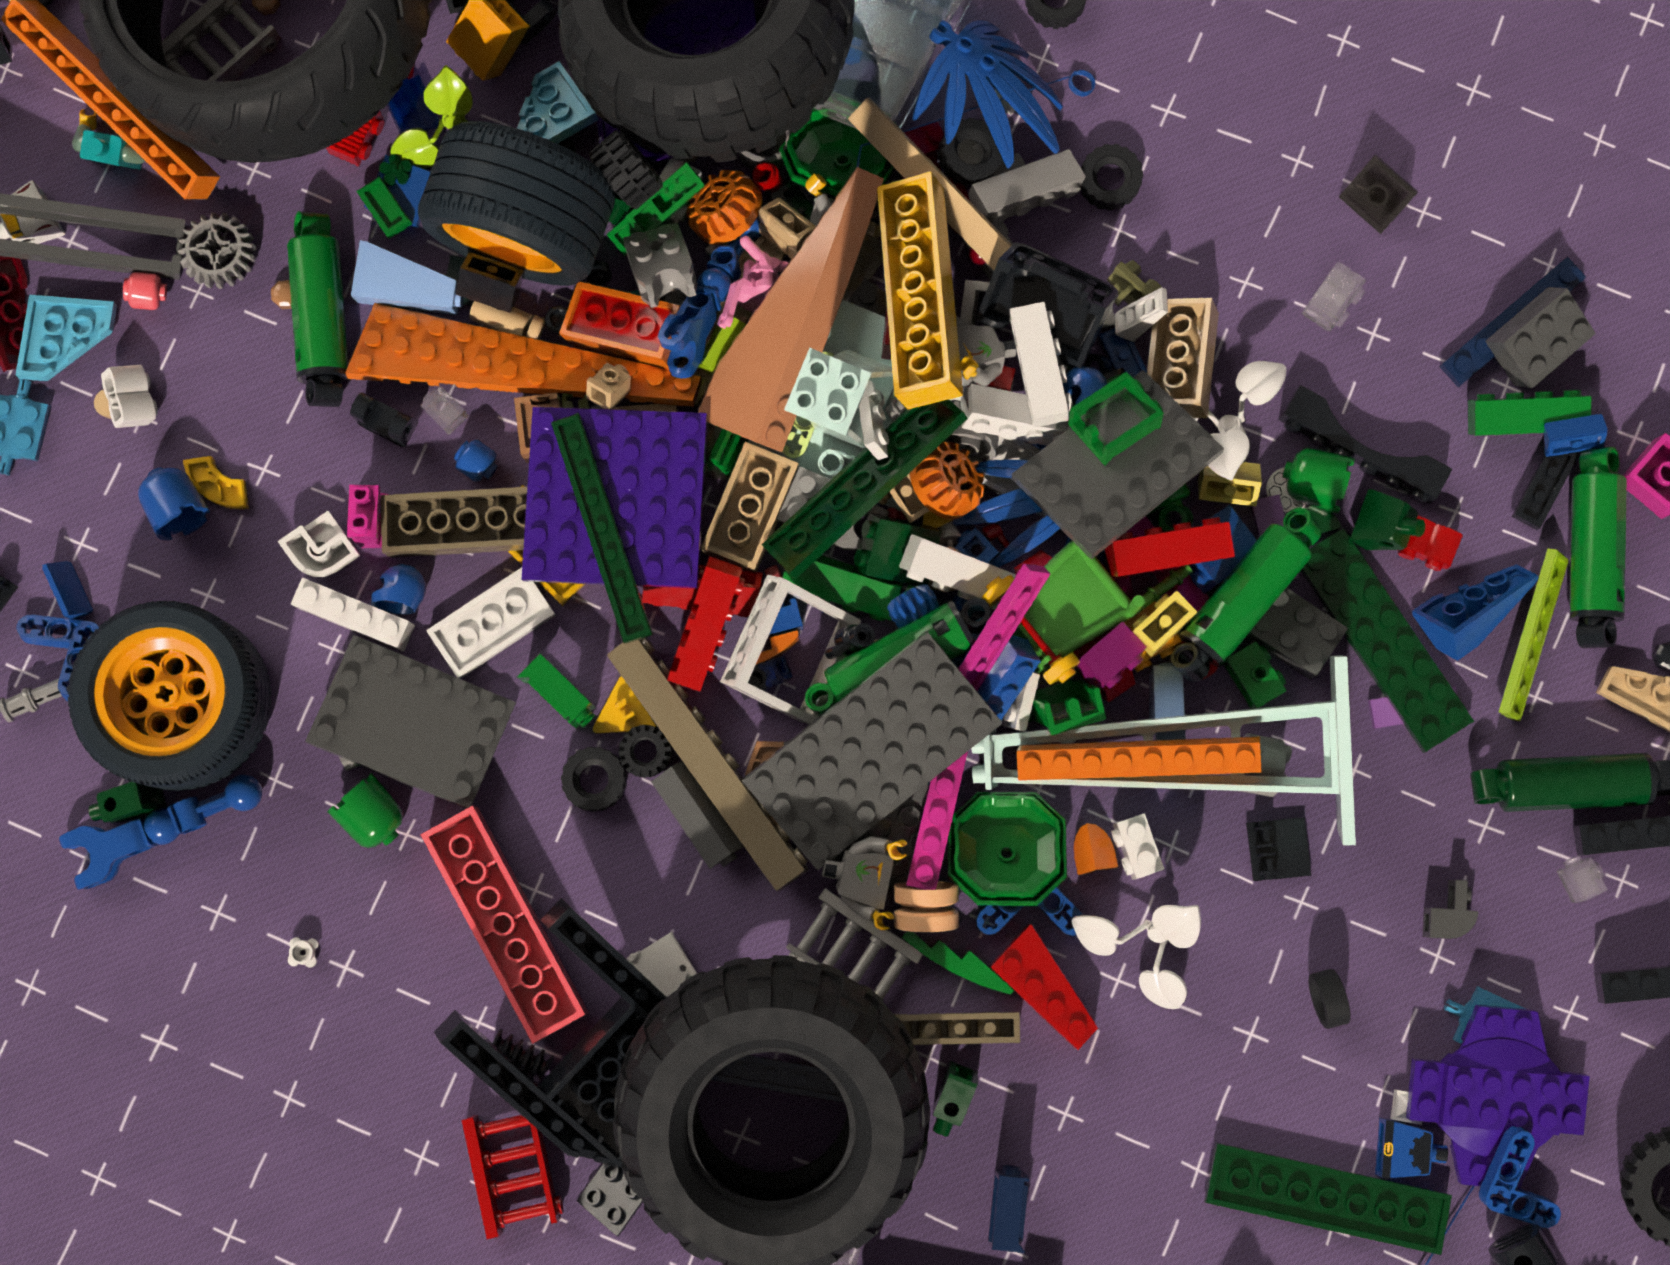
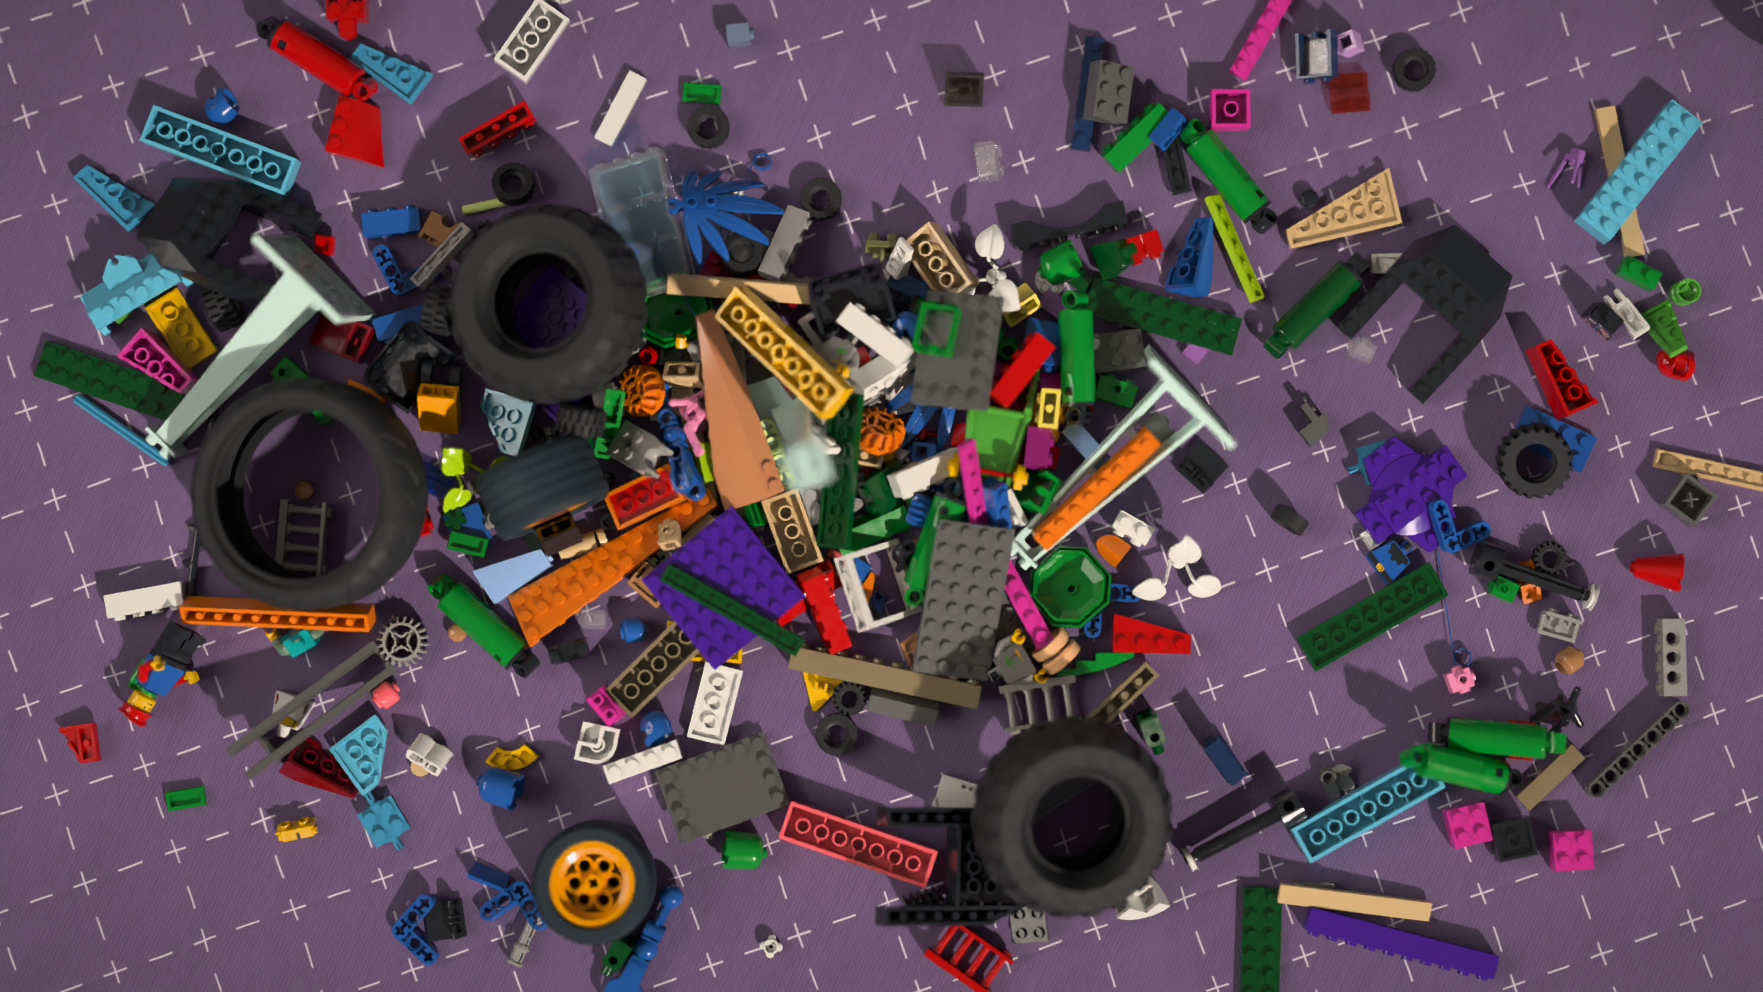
camera: 40 degrees left, 5 degrees up
(558, 692) = (781, 707): green window -> none

